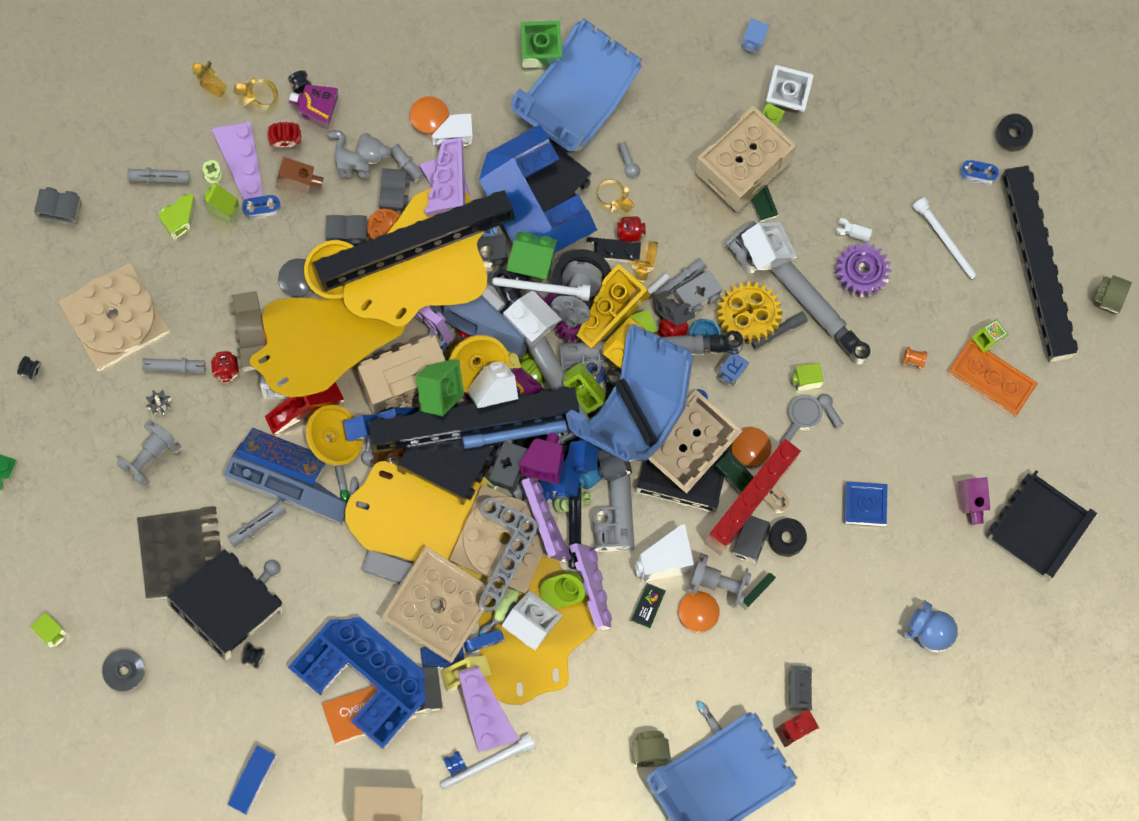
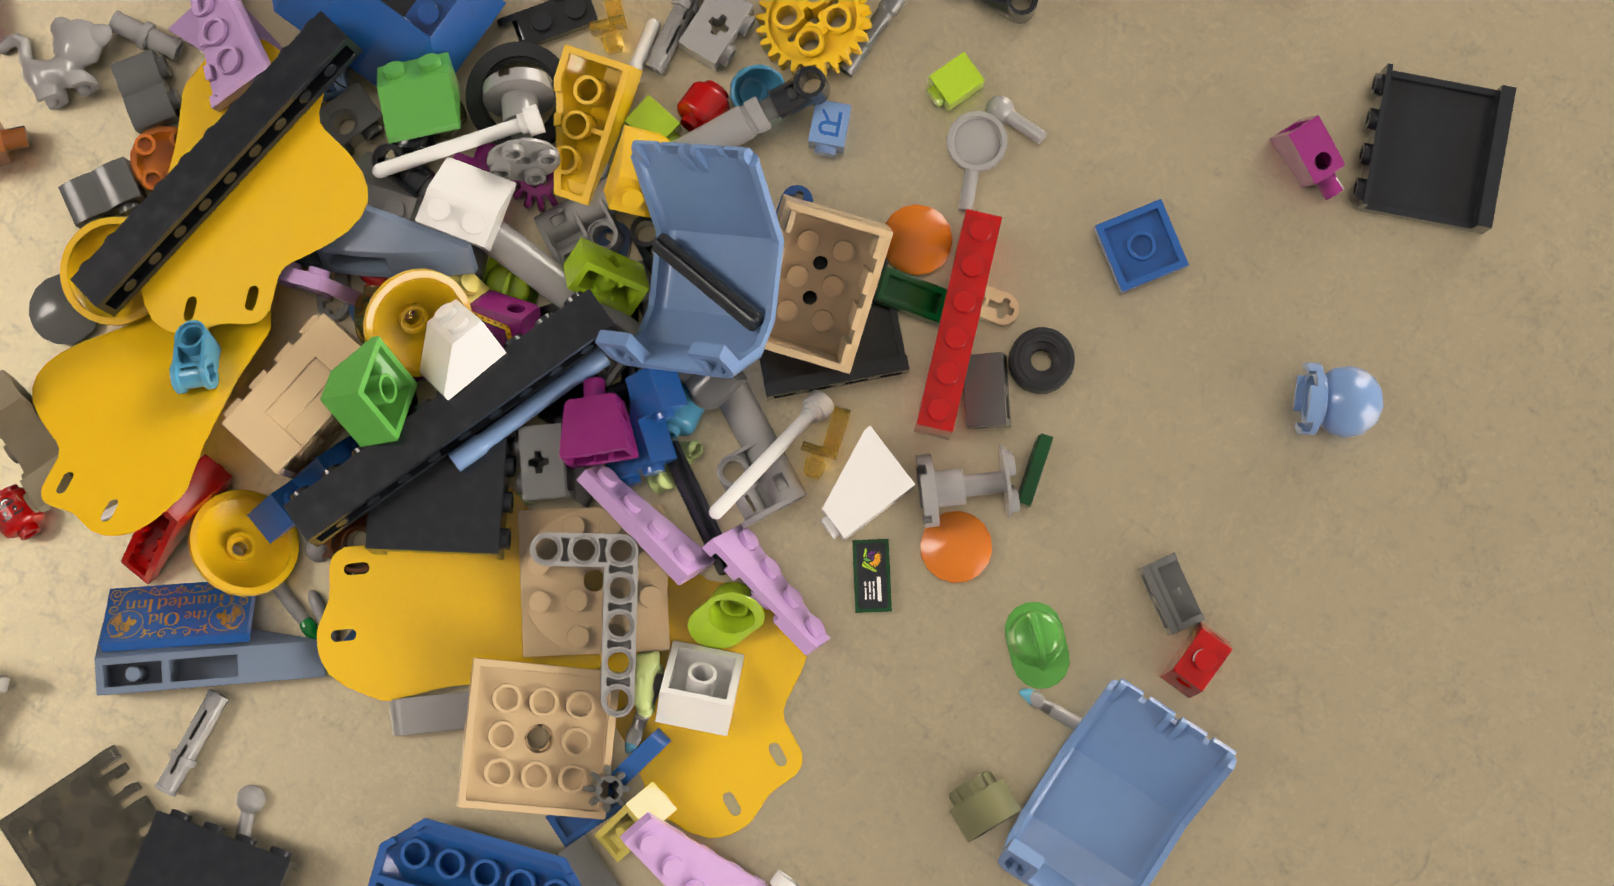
camera: 10 degrees left, 10 degrees up
(358, 329) = (194, 358): none -> dark azure piece
(455, 642) = (596, 789): none -> dark grey gear
(659, 506) = (816, 407): none -> white piece
(665, 521) = (815, 465): none -> clear yellow piece
(670, 309) = (686, 78): dark grey hinge -> none
(717, 683) = (1037, 645): none -> bright green piece

